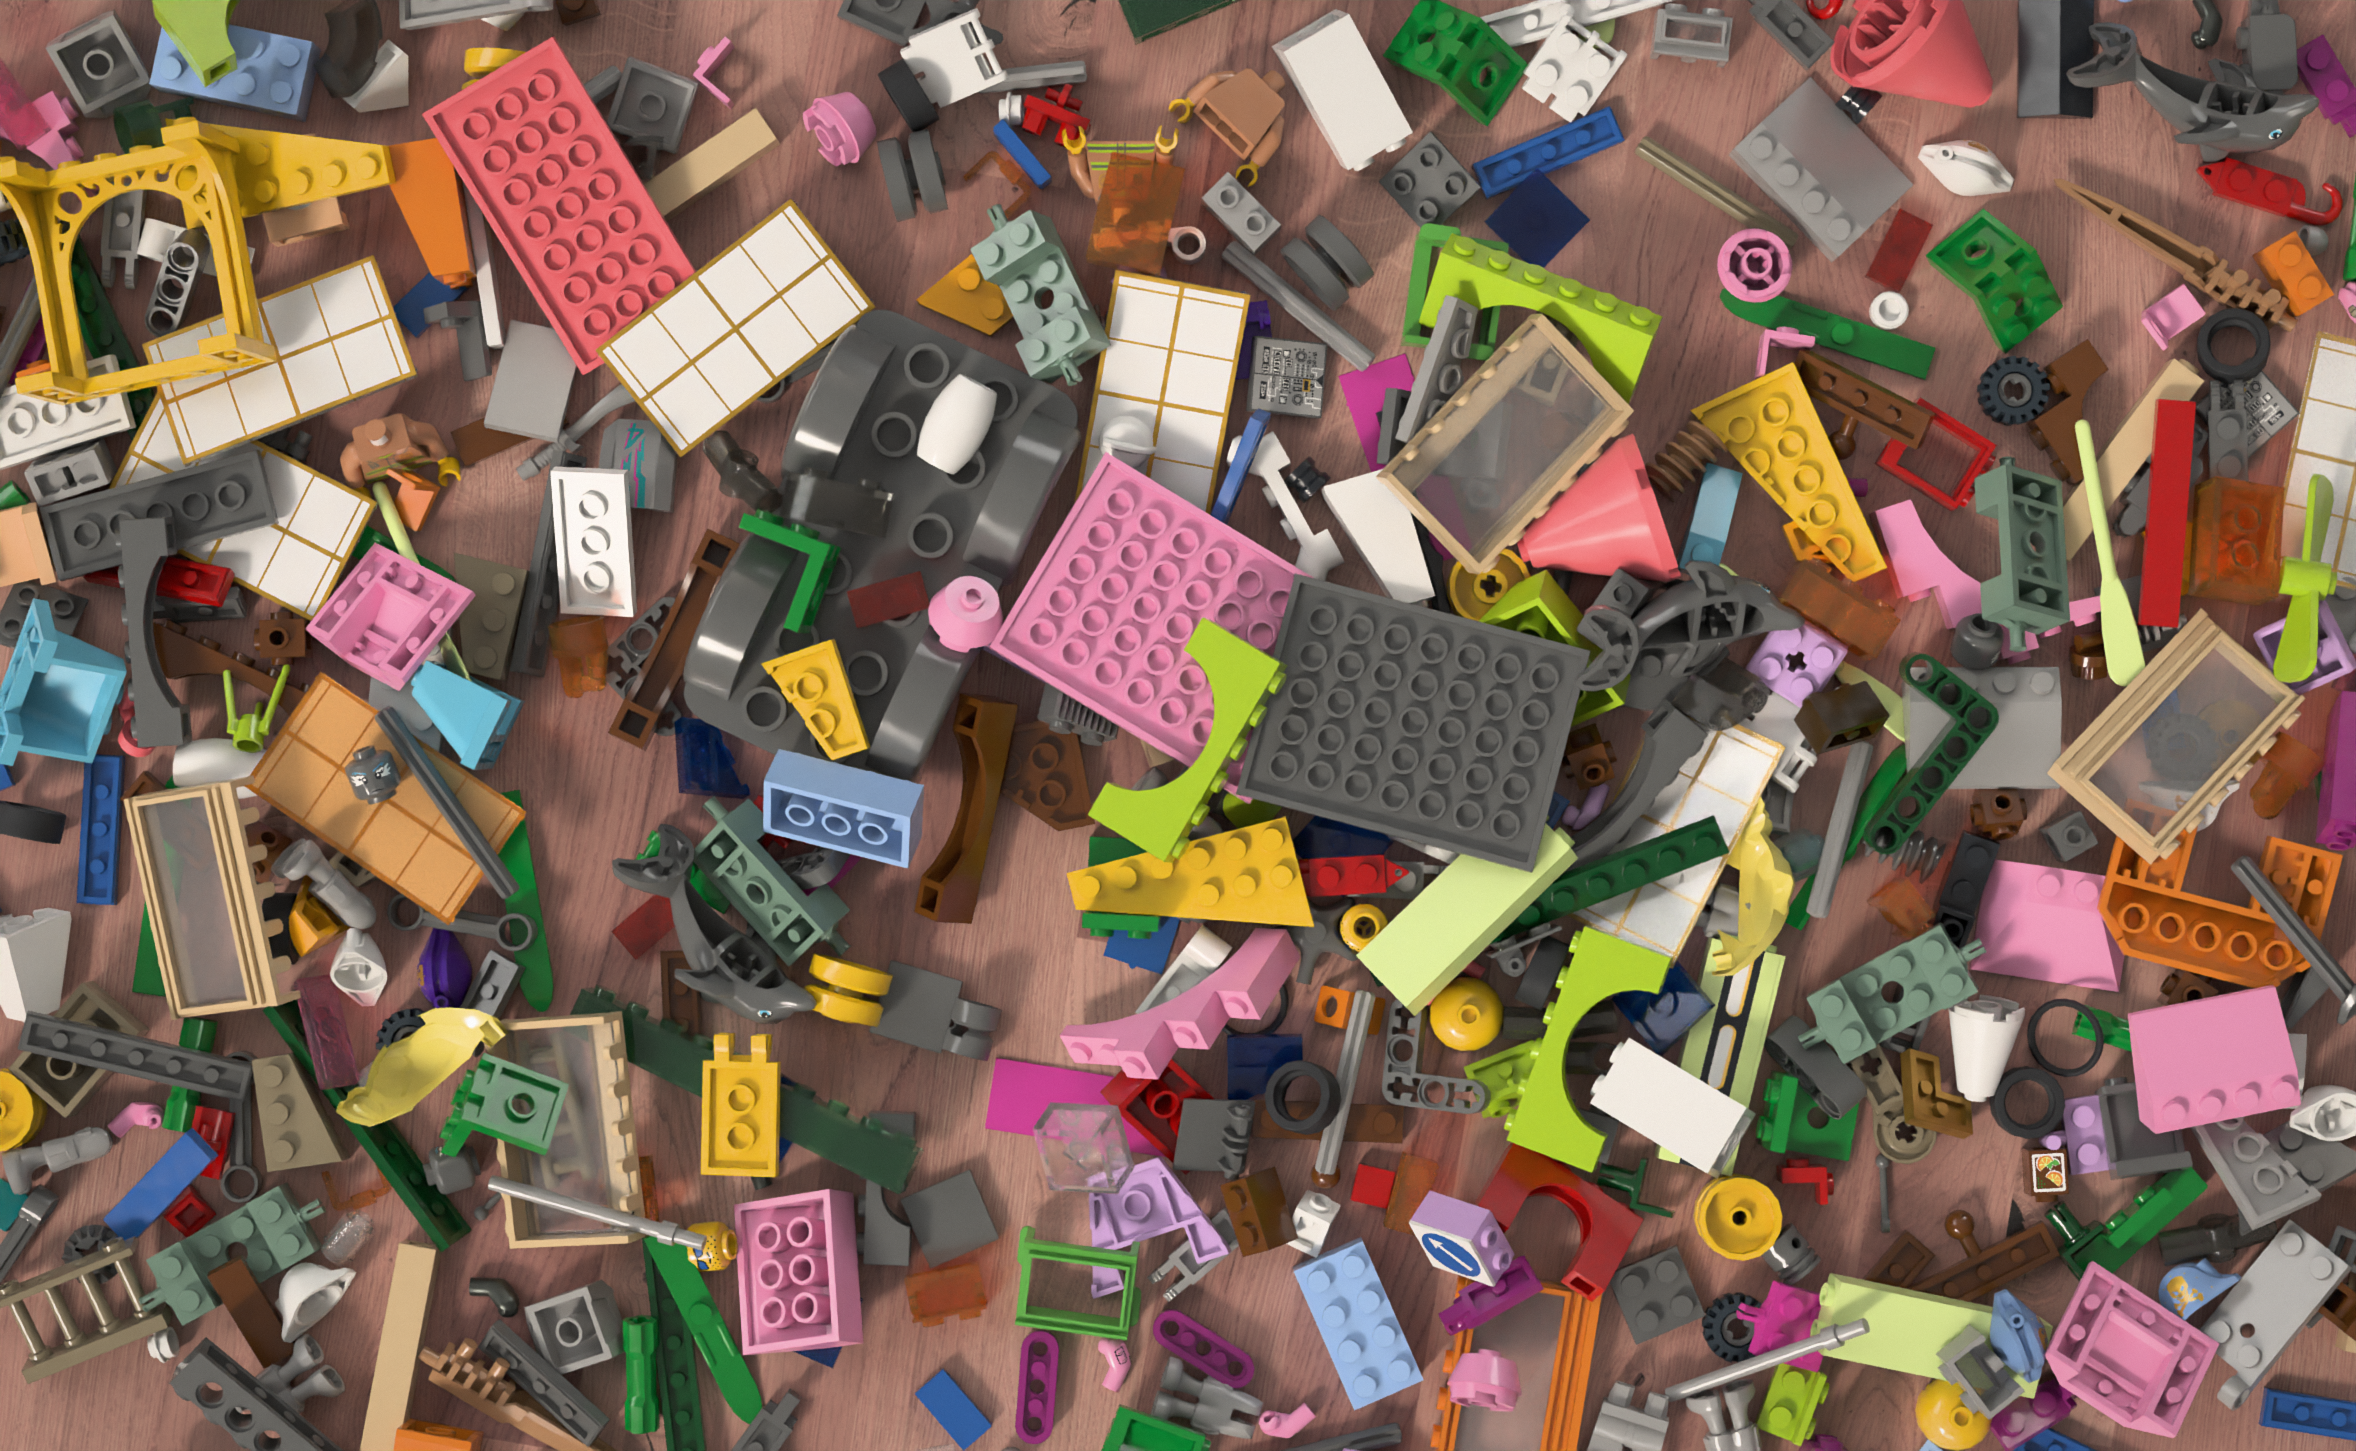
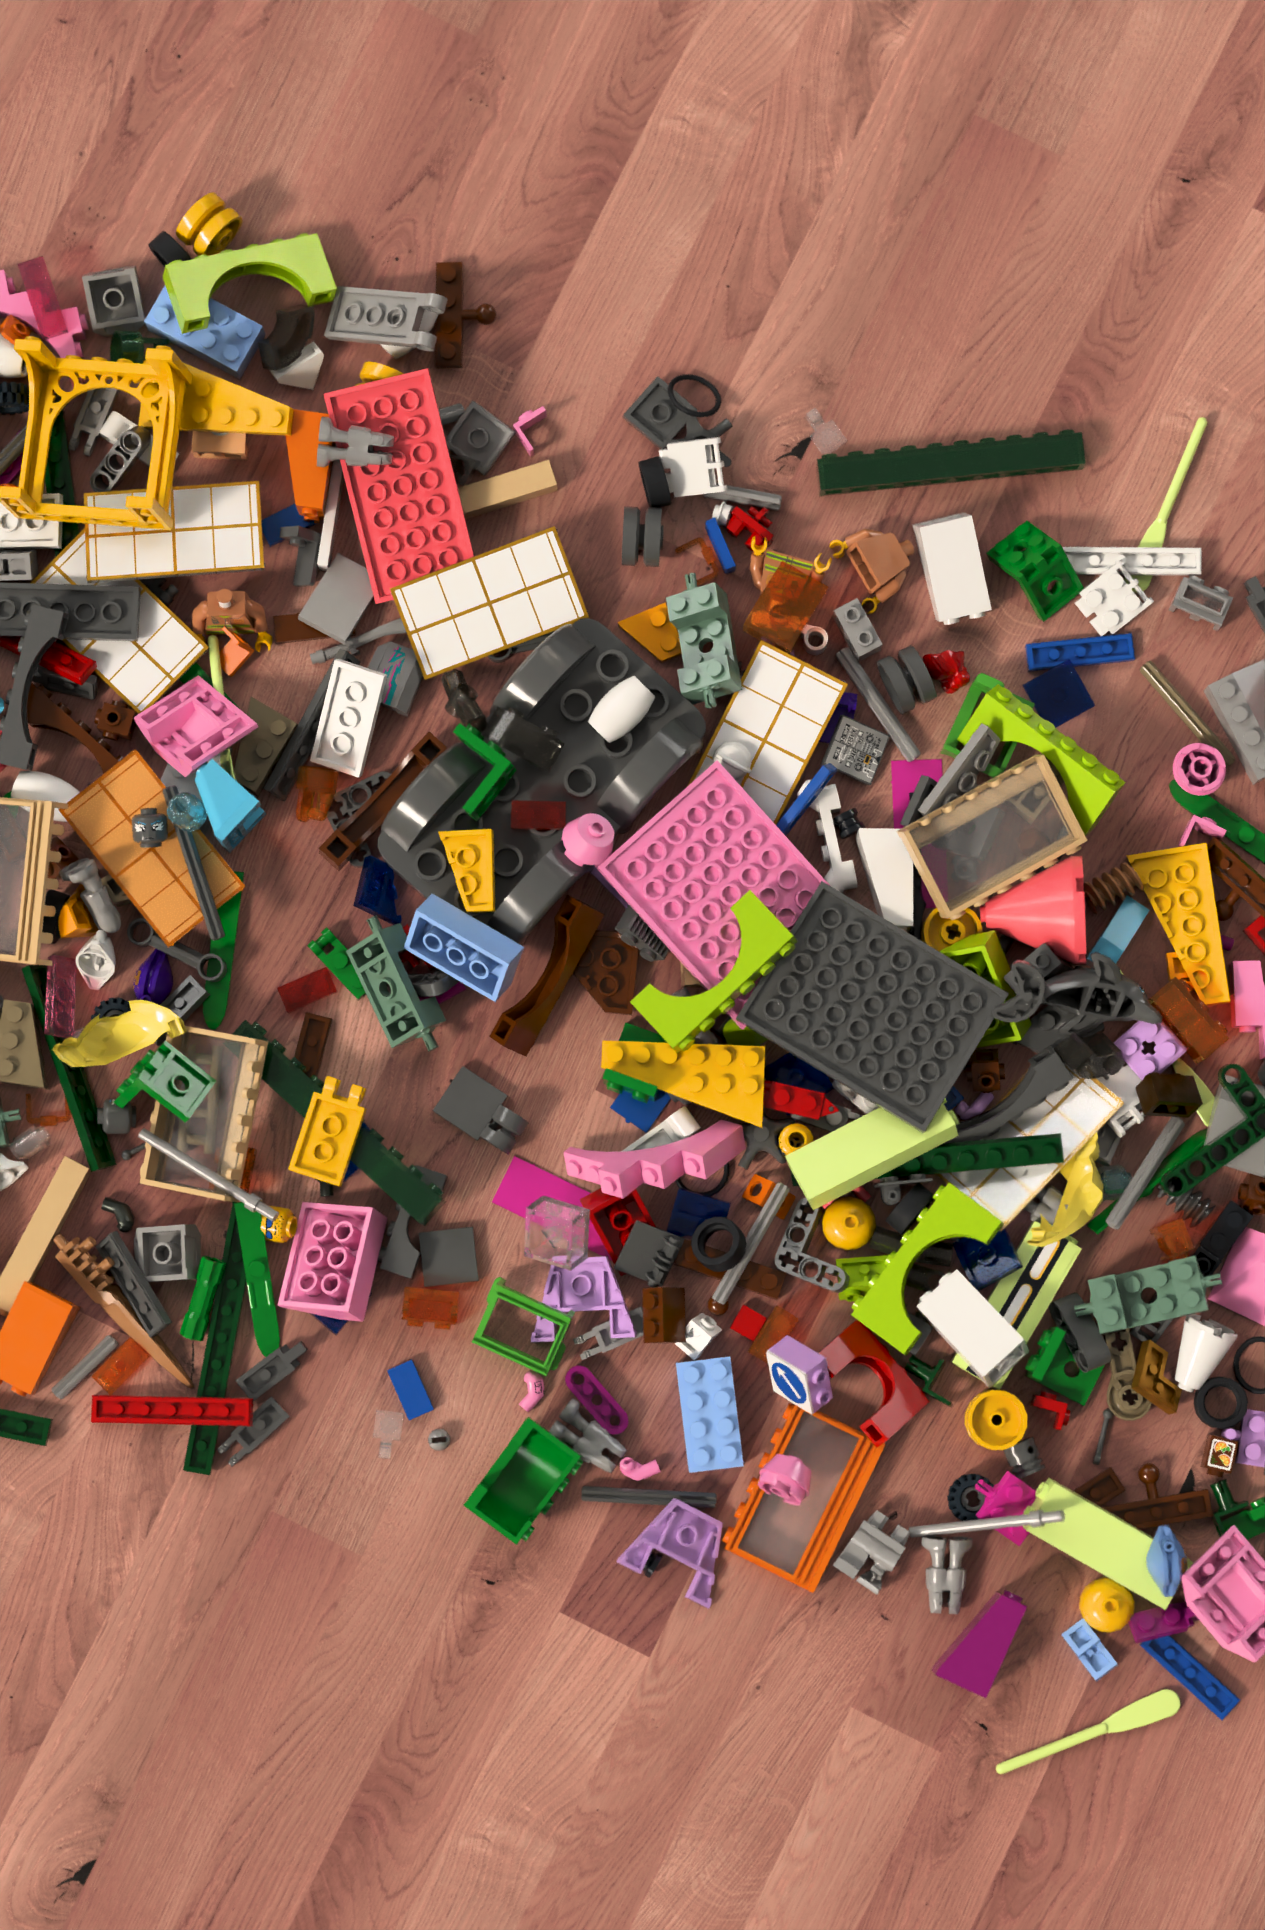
camera: 10 degrees right, 5 degrees down
(251, 728) = (75, 773): lime plant -> none
(415, 740) = (186, 812): none -> clear light blue head
(494, 170) = (360, 447): none -> light grey piece
(724, 961) = (349, 1032): dark grey animal -> none
(841, 126) = (603, 490): bright pink cone -> none
(845, 993) = (427, 1073): yellow wheel -> none
(1037, 1403) = (470, 1404): magenta plate -> none
(1378, 231) = (947, 669): none -> red hair
(1430, 182) = (993, 647): dark grey hinge -> none
(1483, 1302) = (801, 1423): magenta hinge -> none
(1656, 1295) = (922, 1459): dark grey plate -> none
(1792, 1402) = (995, 1562): lime bracket -> none
(1978, 1373) = (1131, 1577): light grey window -> none

